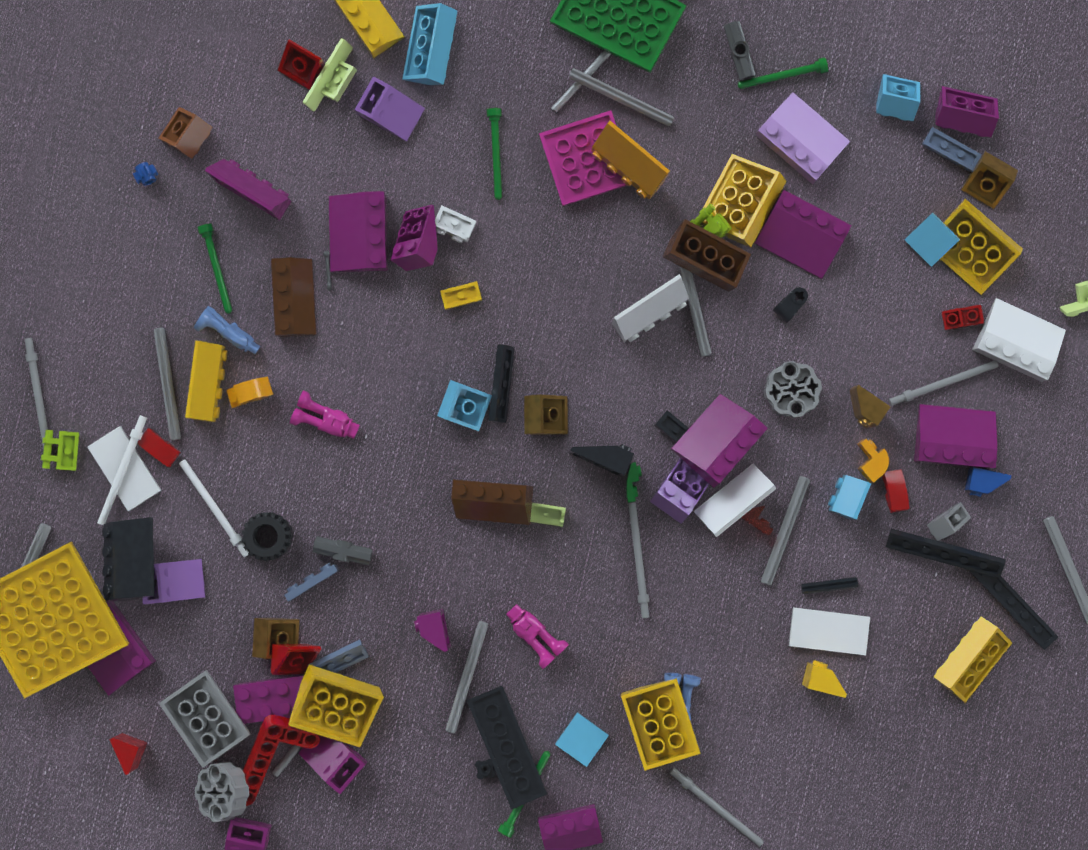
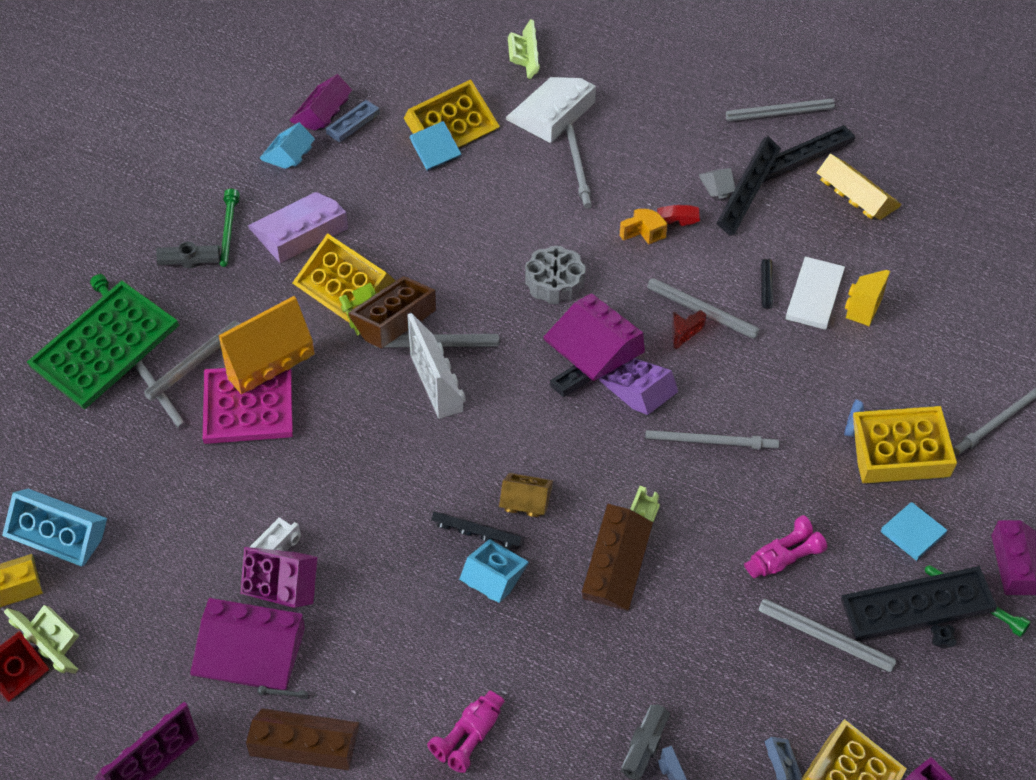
camera: 75 degrees left, 35 degrees down
(389, 109) = (109, 582): medium lavender slope -> none
(433, 628) = (764, 640): magenta slope -> none
(461, 295) = (361, 551): yellow plate -> none
(494, 116) = (163, 480): green piece -> none
(610, 458) = (594, 424): black slope -> none
(633, 476) = (614, 425): green slope -> none
(734, 500) = (663, 336): white tile -> none
(789, 306) = (465, 259): black piece -> none
(802, 234) = (396, 237): magenta slope -> none
(849, 497) = (678, 244): medium azure slope -> none
(867, 407) = (588, 215): pearl gold slope -> none
(956, 436) = (635, 164): magenta slope -> none
(963, 317) = (517, 140): red slope -> none
(984, 481) = (682, 151): blue slope -> none
(990, 180) = (392, 98): pearl gold slope -> none

